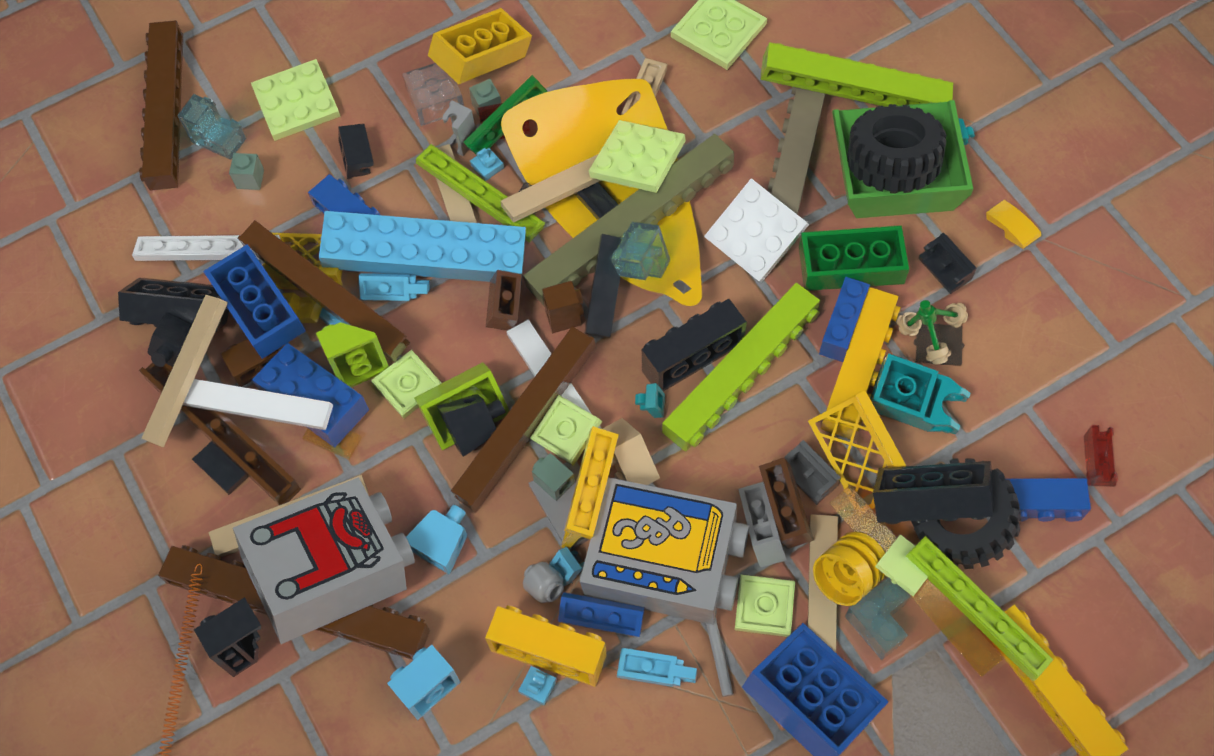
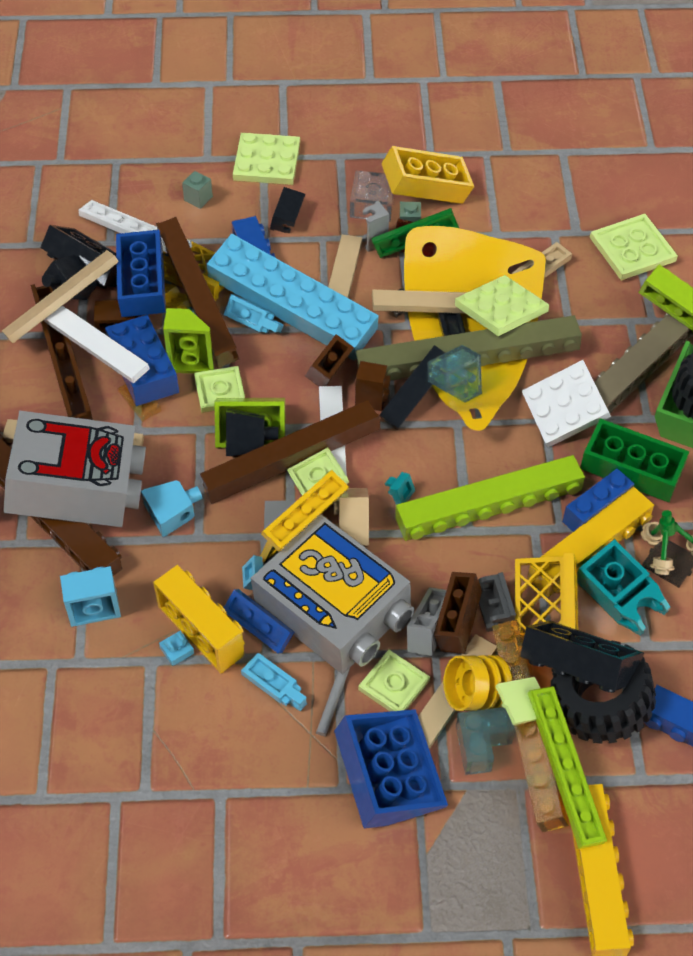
camera: 25 degrees right, 10 degrees down
(162, 106) = (166, 121): reddish brown brick -> none
(209, 129) = (189, 148): clear light blue brick -> none
(220, 468) = (45, 381): black tile -> none
(474, 189) = (360, 277): lime tile -> none
(486, 163) = (382, 263): medium azure tile -> none
(543, 582) = (228, 574): light grey head -> none
(552, 476) = (282, 497): sand green brick -> none
(693, 345) = (456, 460): black brick -> none

